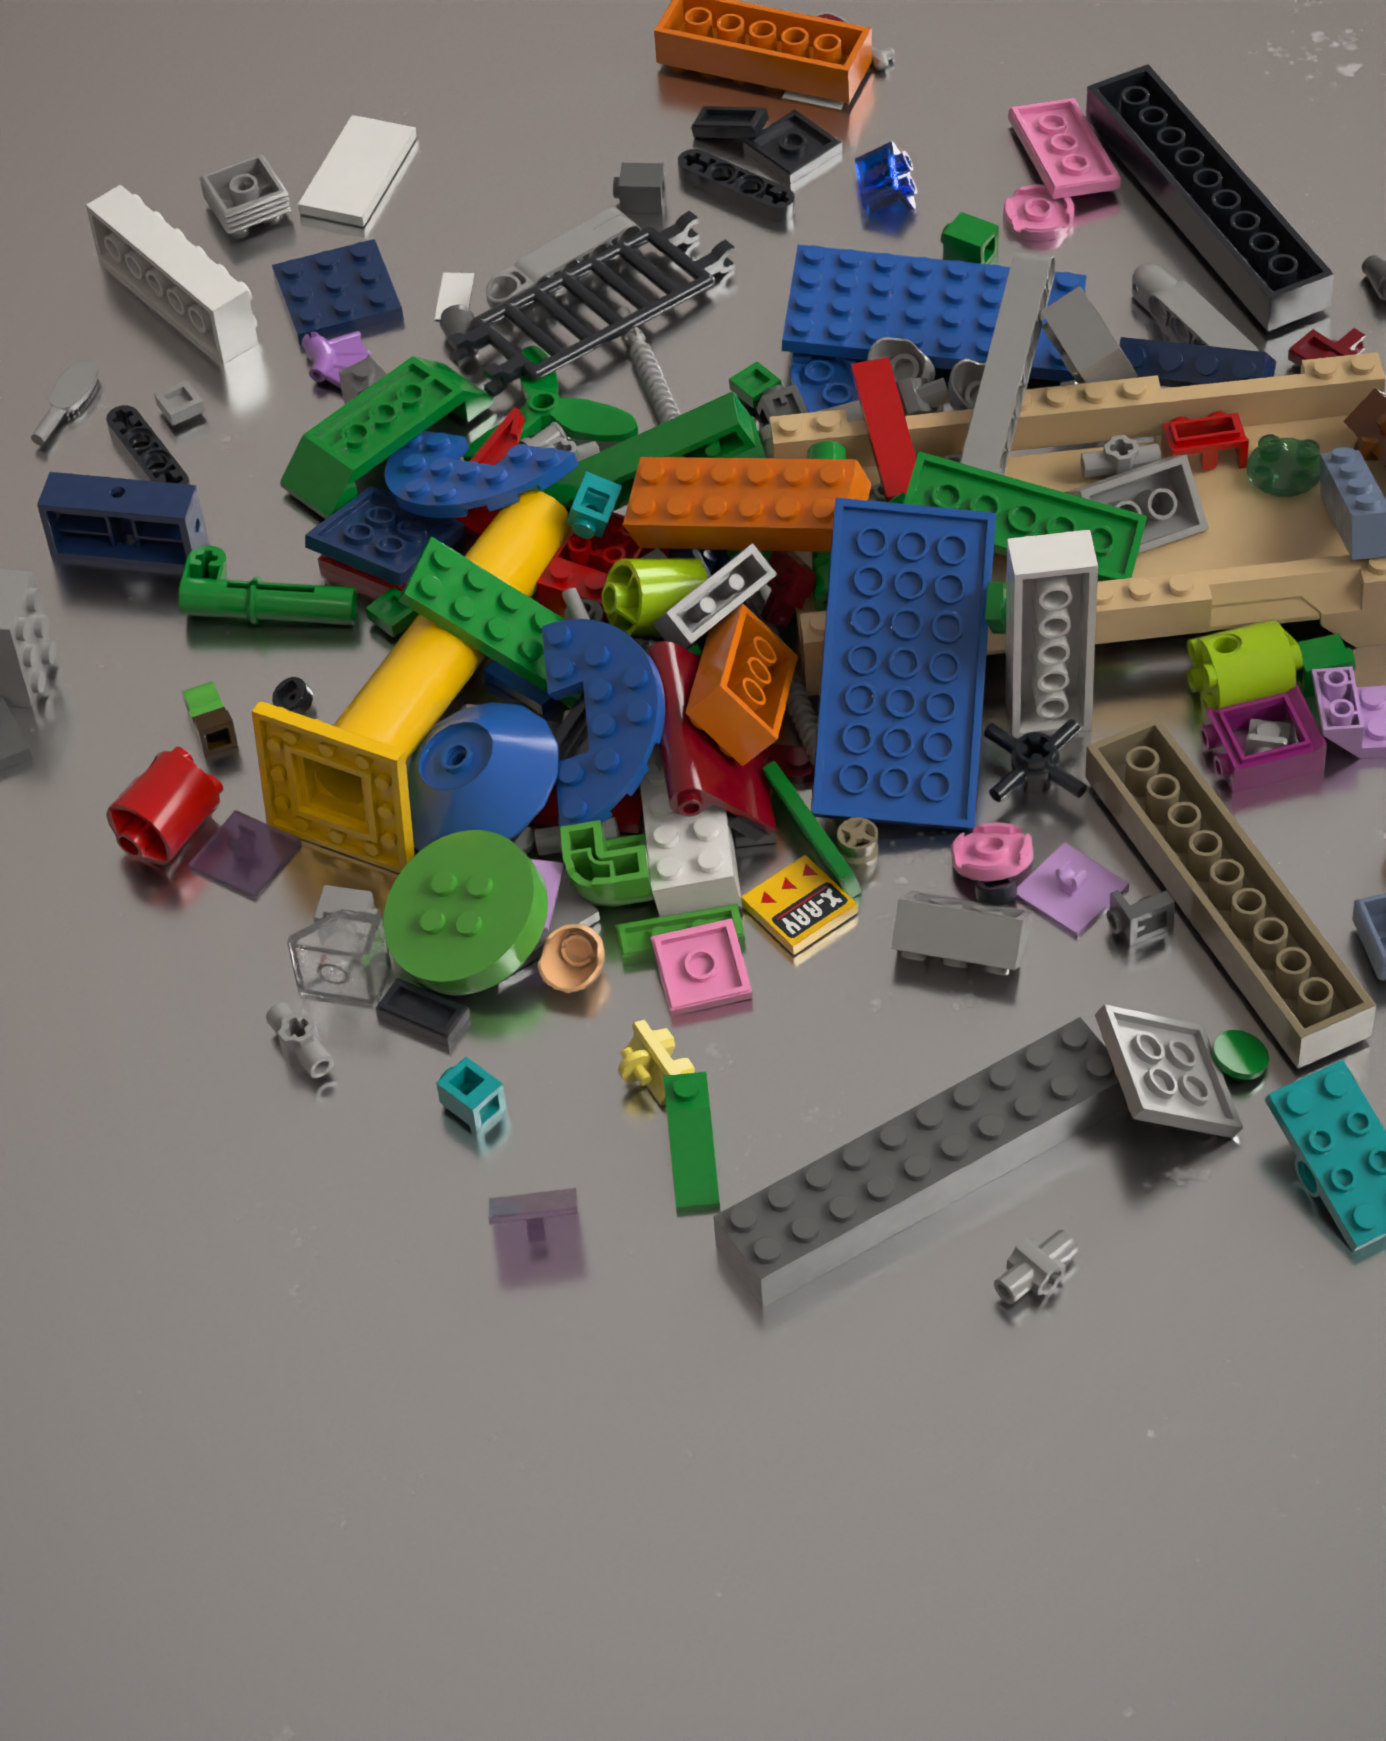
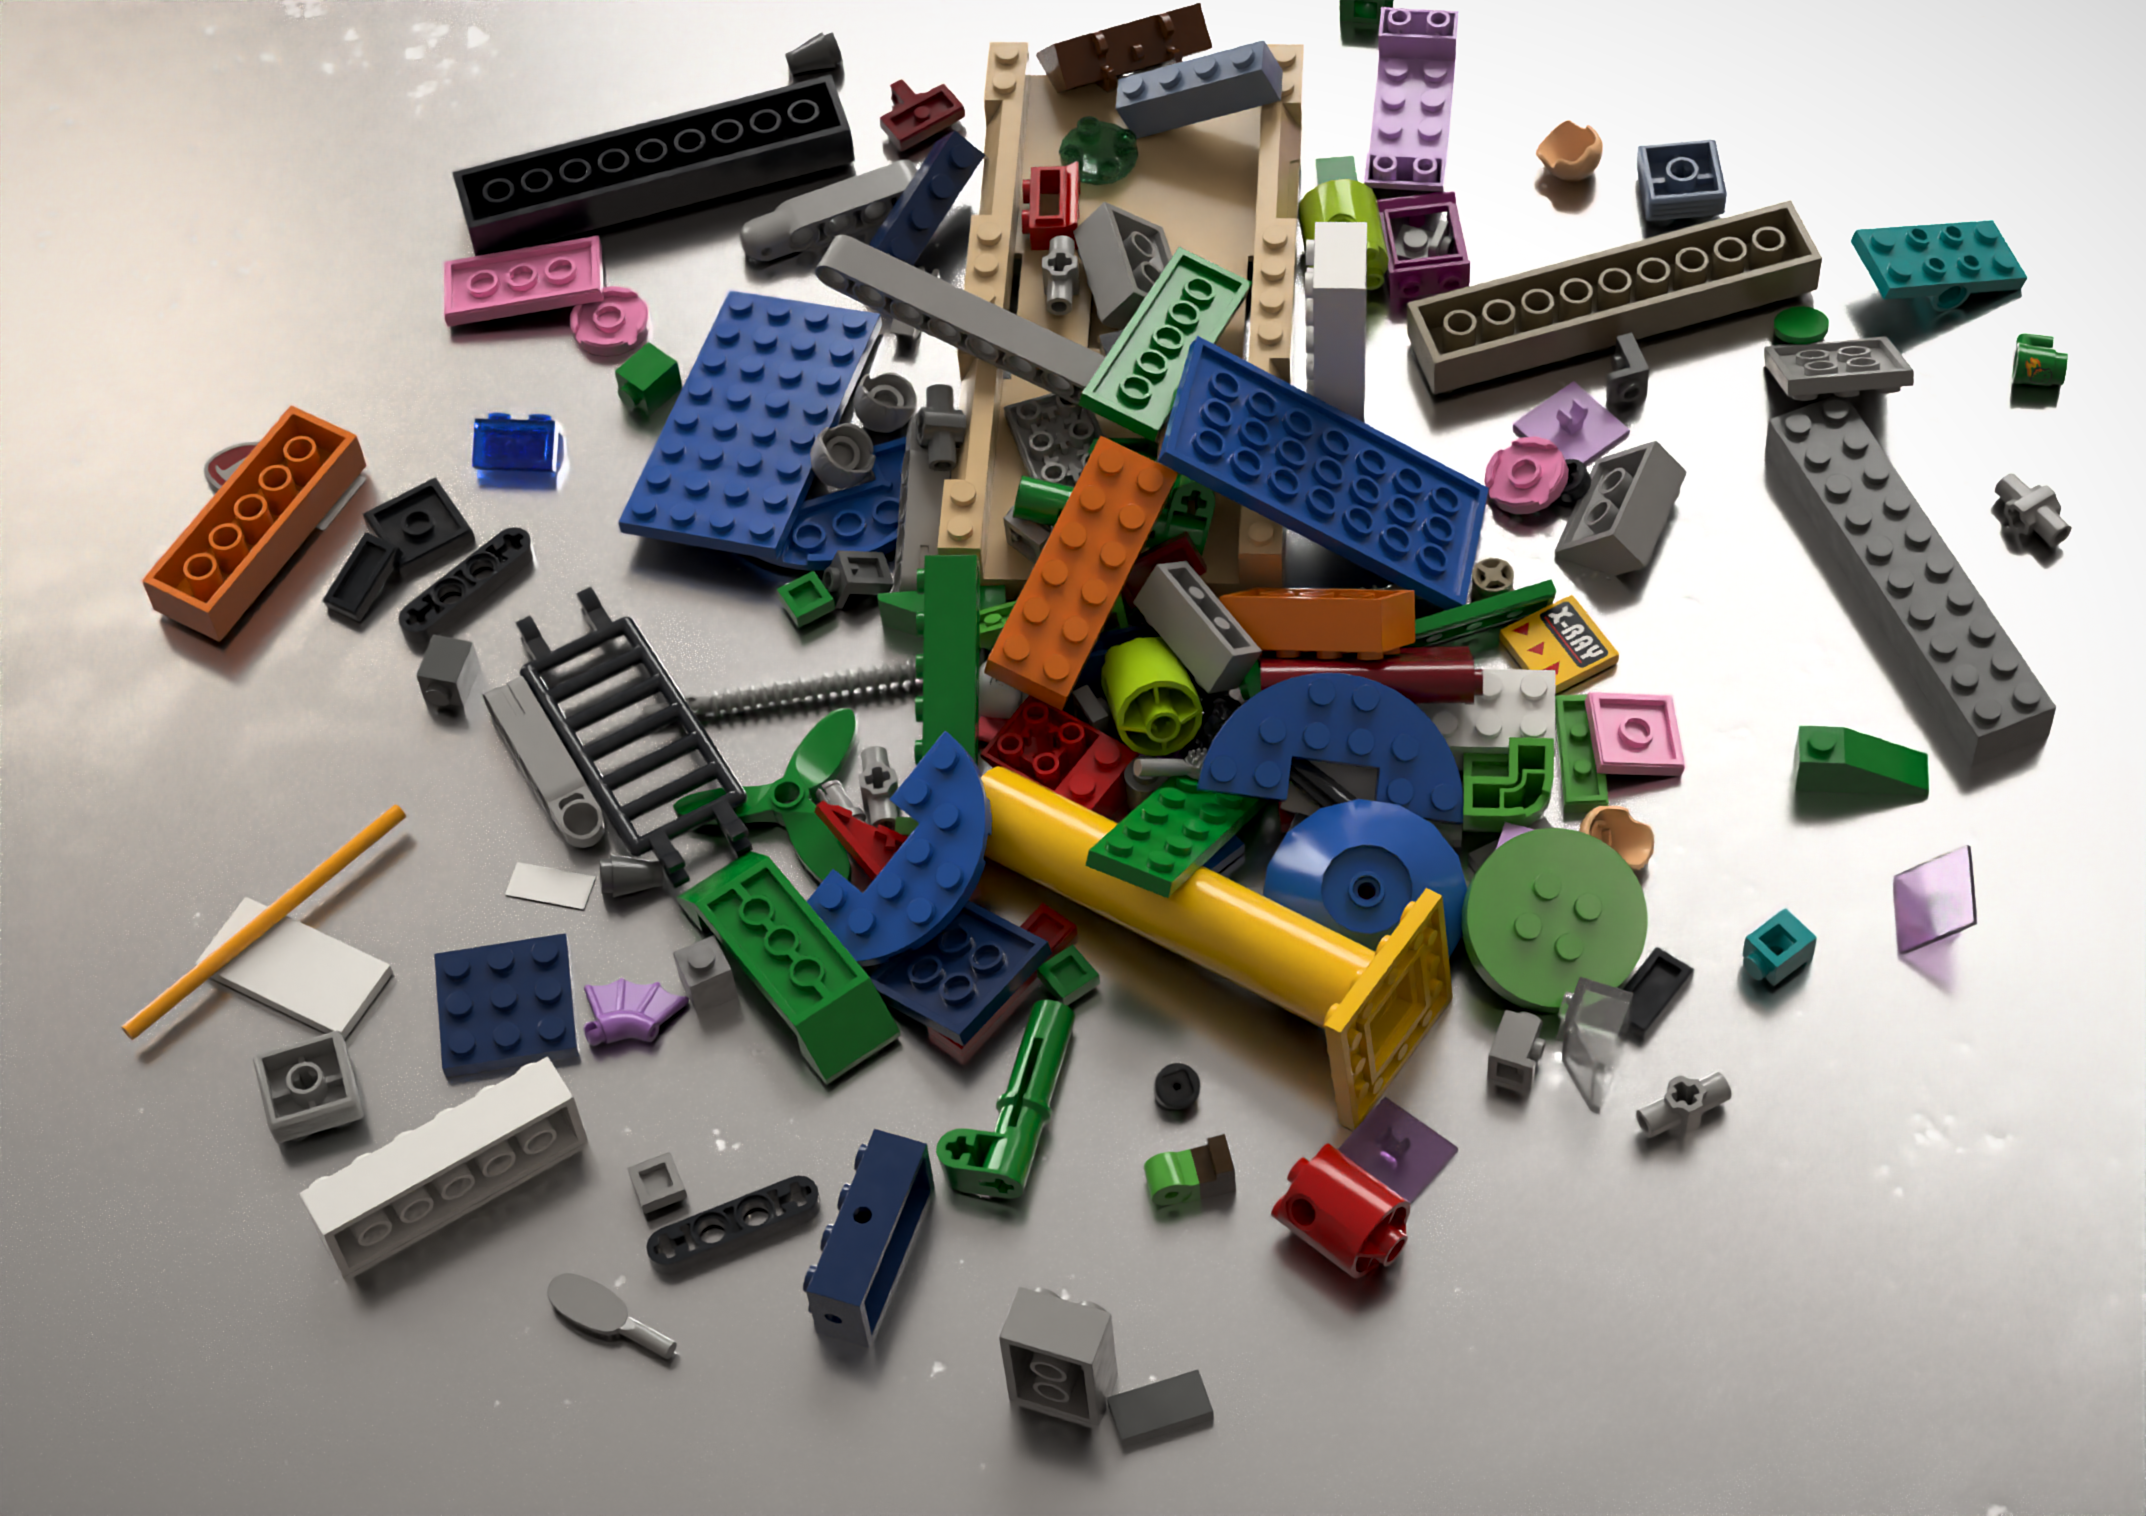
camera: 80 degrees left, 5 degrees up
(392, 140) = (263, 922): none -> light orange piece
(593, 506) = (1016, 731): teal brick -> none
(649, 1059) = (1755, 786): light yellow hips -> none
(885, 424) = (994, 442): red tile -> none
(996, 607) = (1291, 370): green plate -> none
(1035, 761) = (1423, 418): black bar -> none
(1085, 340) = (931, 243): light grey piece -> none
(1231, 1259) = (2038, 361): none -> green piece

